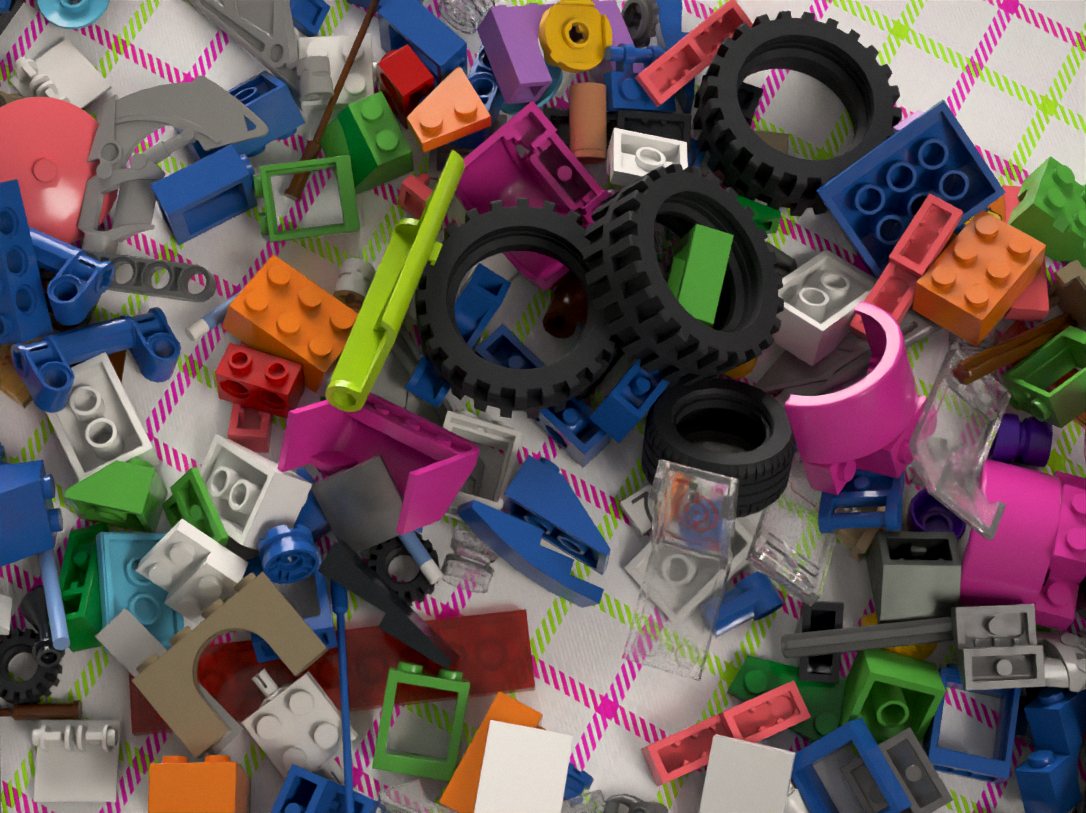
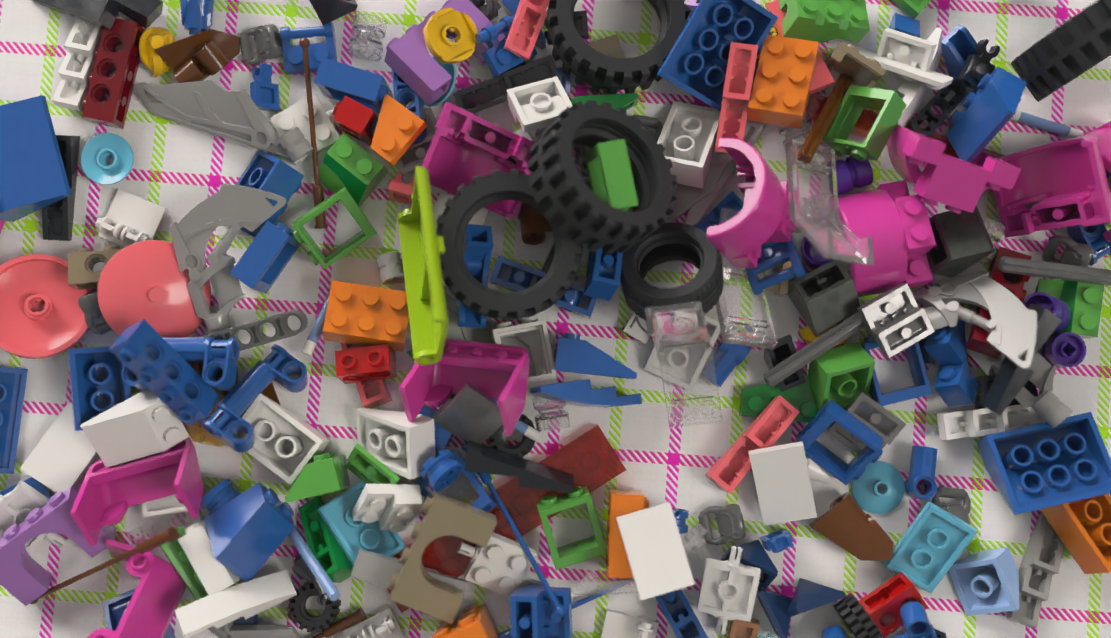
camera: 20 degrees left, 15 degrees up
(588, 122) = (487, 92): nougat pin -> none

